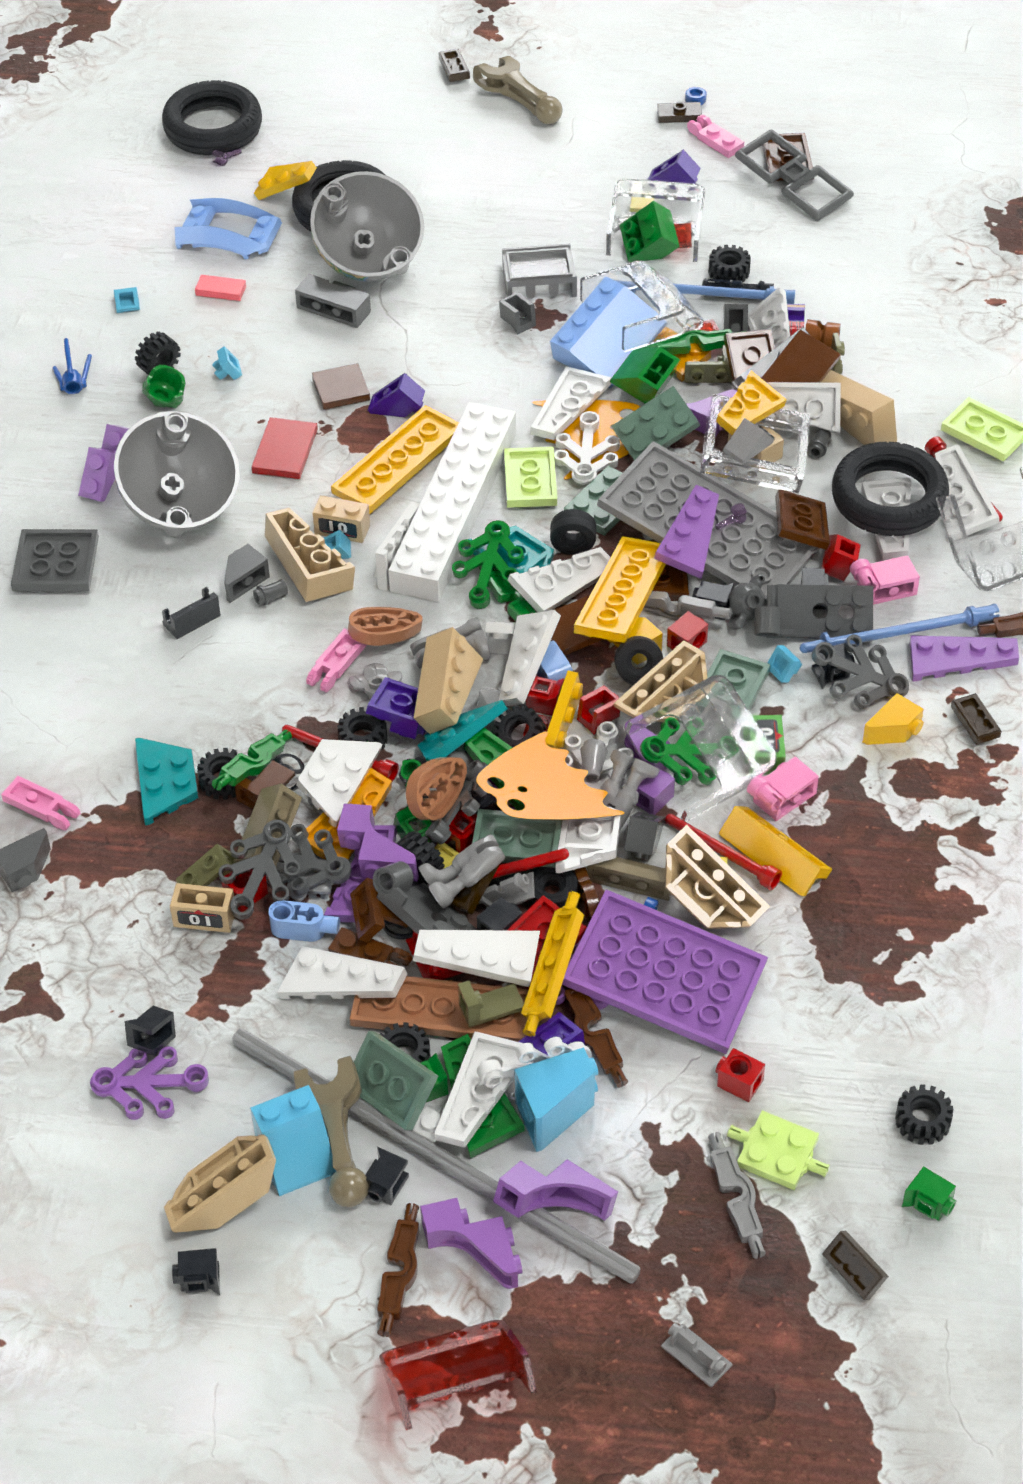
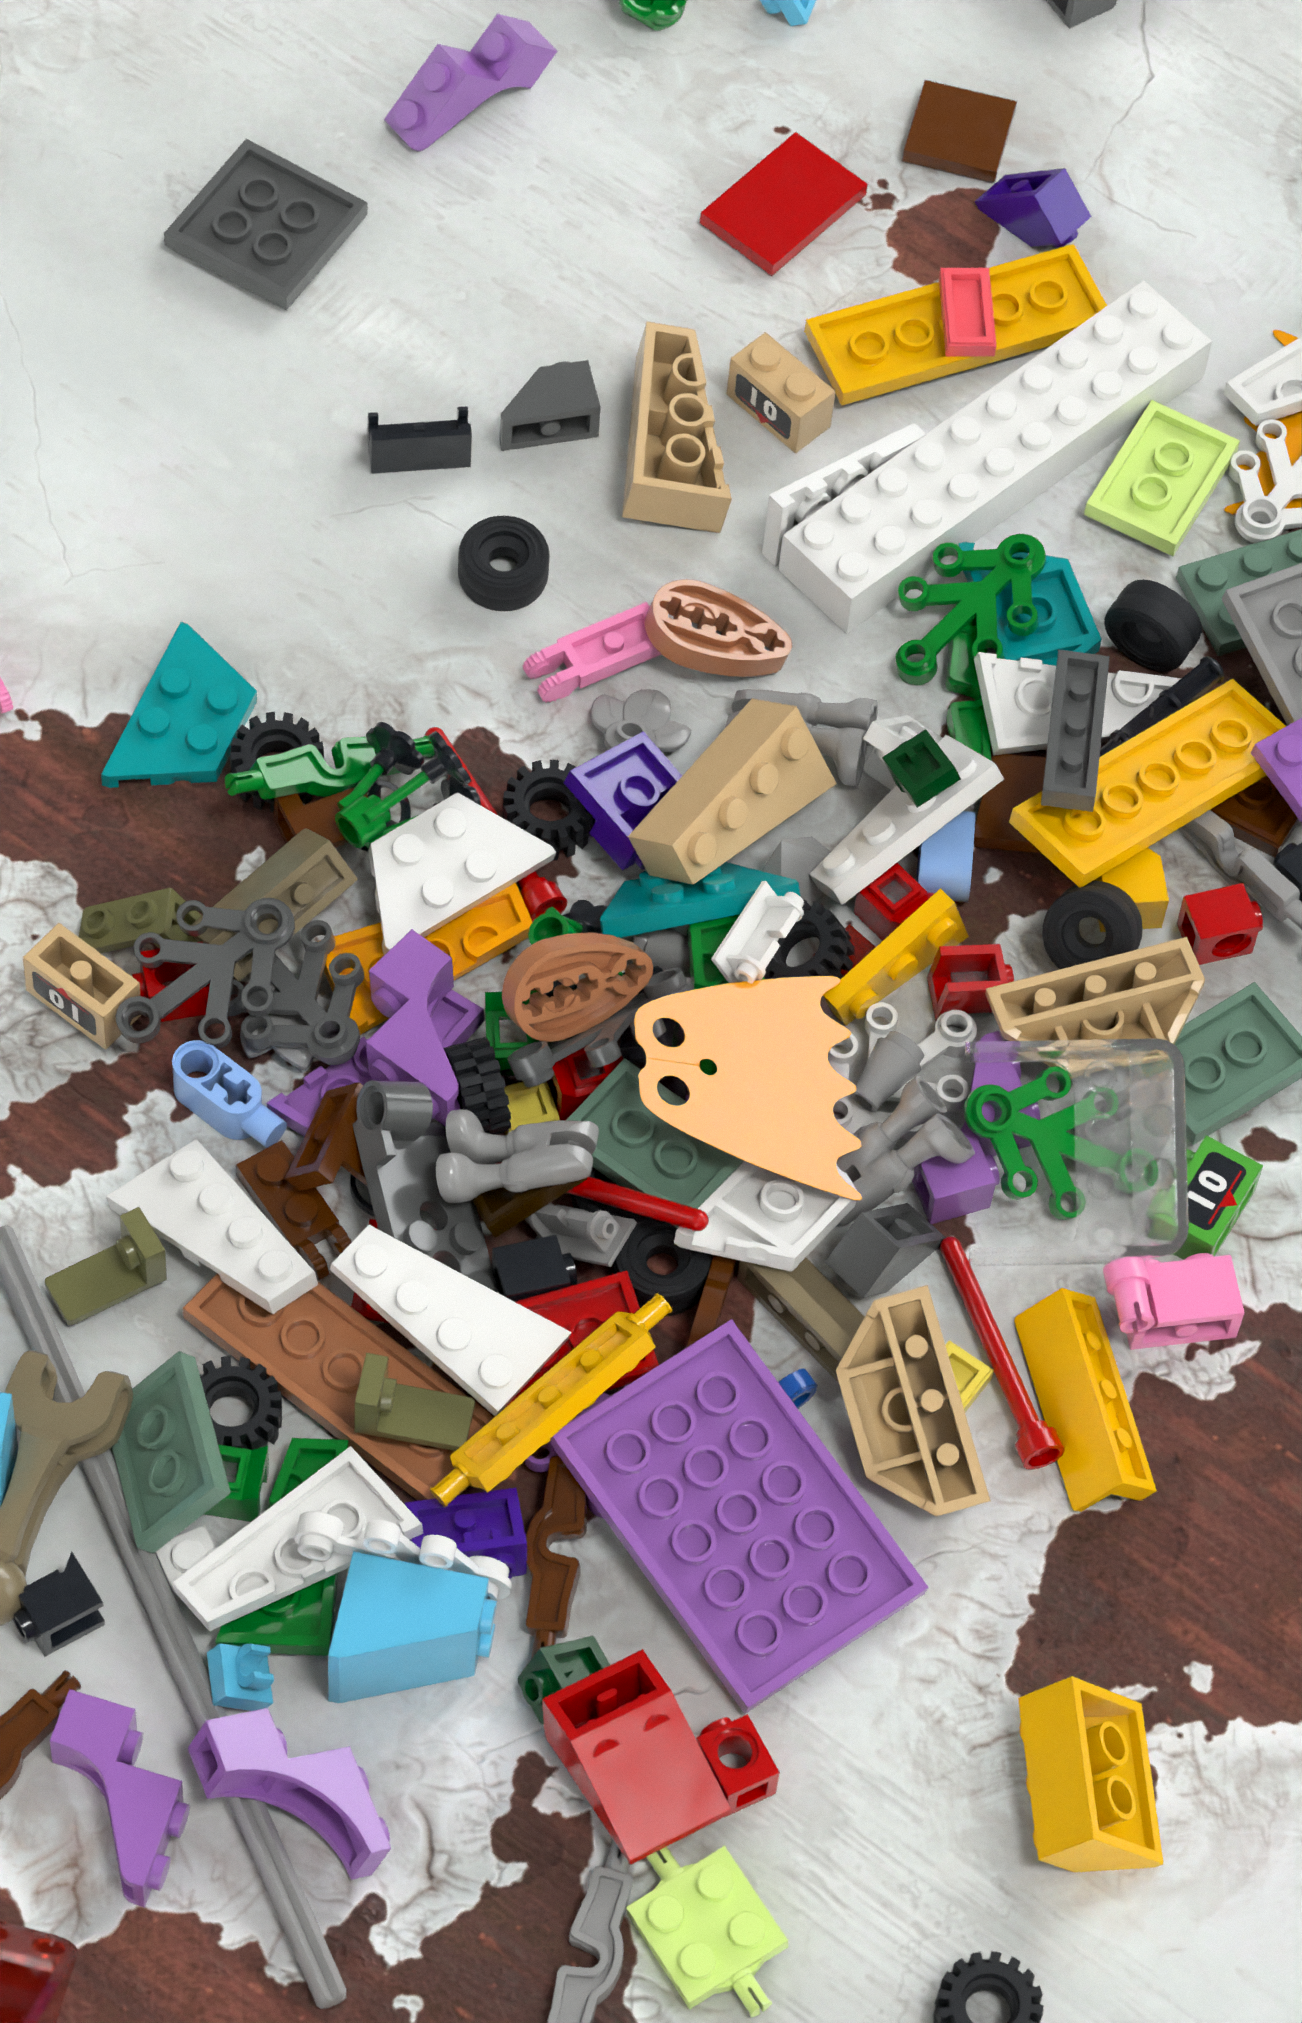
camera: 25 degrees right, 10 degrees up
(198, 469) = (511, 125): light grey piece -> none
(267, 656) = (506, 537): none -> black tyre
(269, 592) = (574, 467): dark grey pin -> none
(280, 736) = (364, 818): none -> plant
(306, 1021) = (111, 1274): none -> olive bracket
(340, 542) = (745, 437): medium azure slope -> none
(400, 450) = (967, 312): none -> coral tile
(491, 1159) = (240, 1676): none -> medium azure tile
(501, 728) = (755, 934): none -> white hinge
(523, 627) = (921, 768): none -> dark green bracket
(577, 582) = (1075, 731): none -> dark grey plate
(604, 555) = (1170, 701): none -> black piece
(637, 1080) = (559, 1667): none -> dark green bracket
(695, 1093) = (634, 1756): none -> slope
(893, 997) = (1089, 1778): none -> yellow slope

